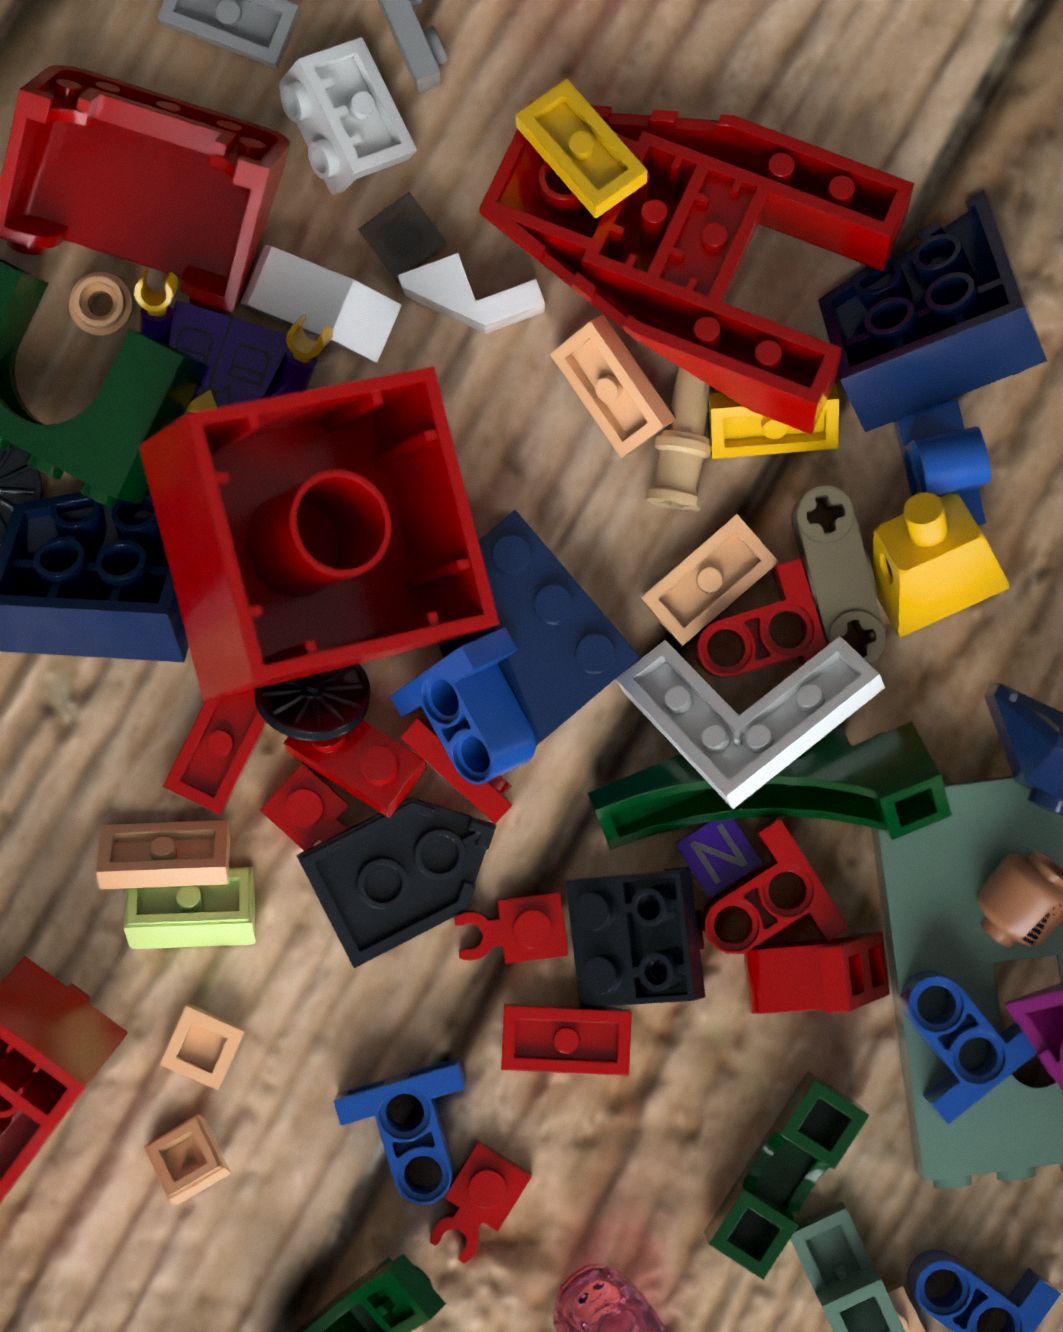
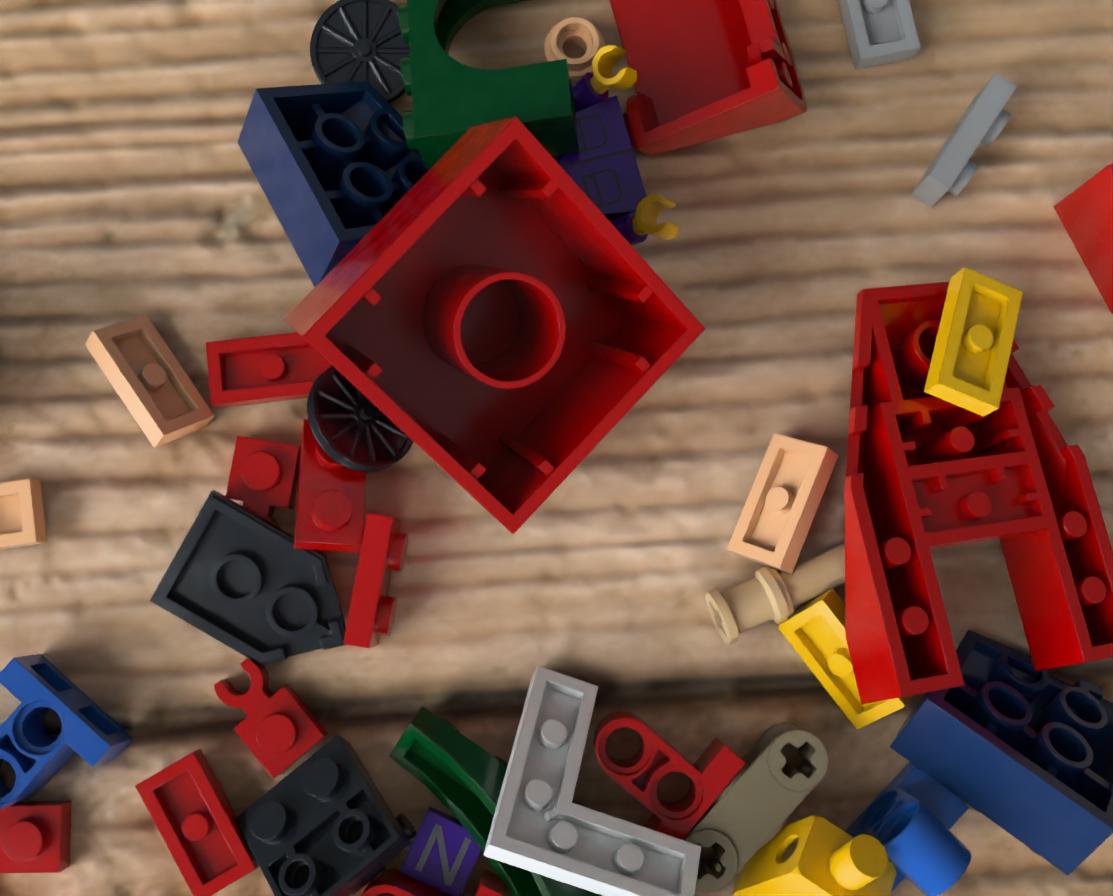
camera: 60 degrees right, 5 degrees down
(192, 914) = (118, 439): yellowish green slope -> none
(291, 286) = (701, 251): white slope -> none
(345, 114) = (857, 141): white bracket -> none
(402, 236) = (789, 251): clear smoke plate -> none
(447, 290) = (769, 312): white slope -> none
(473, 709) = (429, 562): blue tile -> none
(561, 635) = (522, 590): dark blue wedge -> none
(709, 580) = (673, 692): light nougat plate -> none

